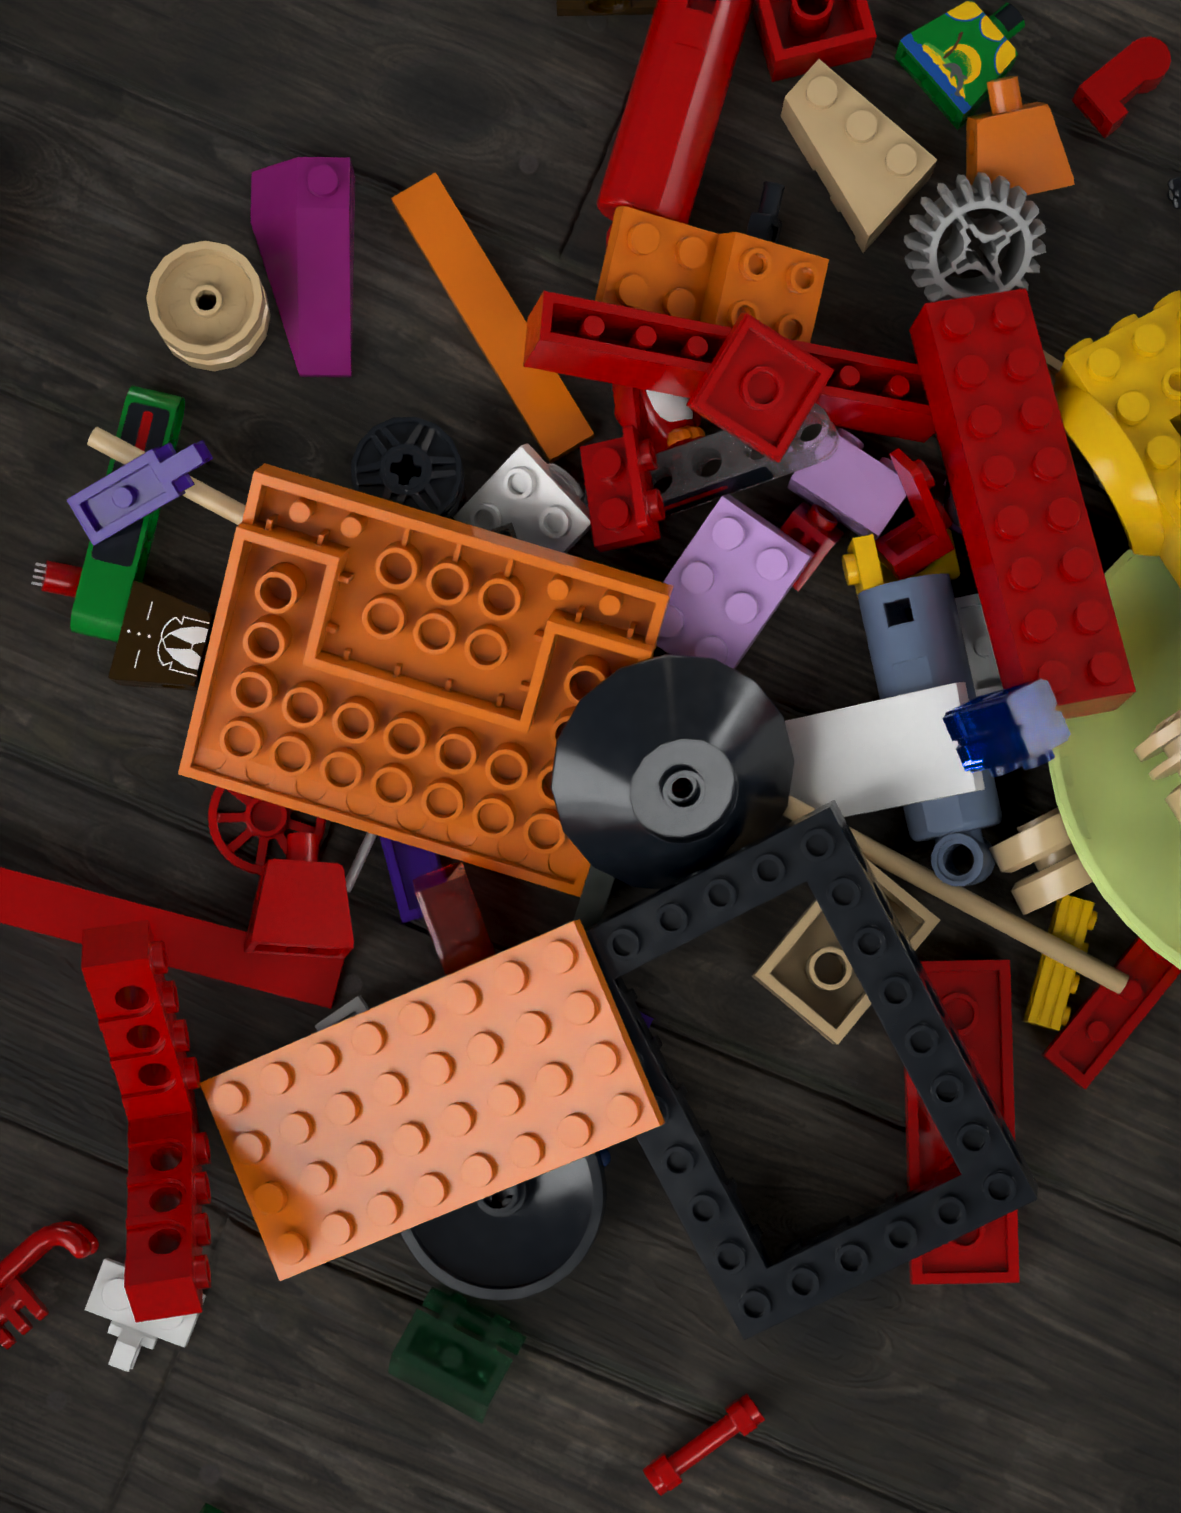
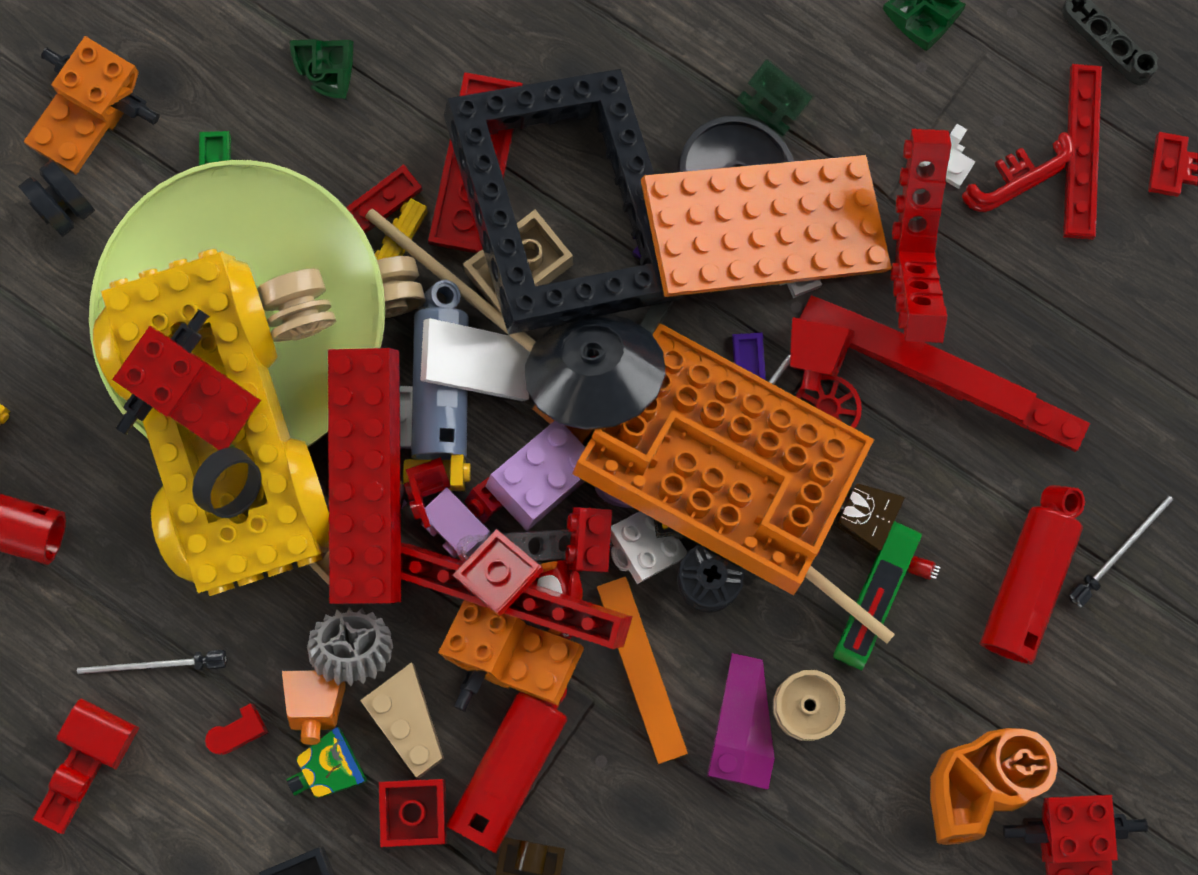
camera: 170 degrees left, 5 degrees down
(136, 489) = (869, 597): hinge -> none
(453, 917) = (732, 322): clear red brick -> none
(666, 1472) = (629, 37): red bar -> none
(1008, 728) = (405, 341): clear blue brick -> none

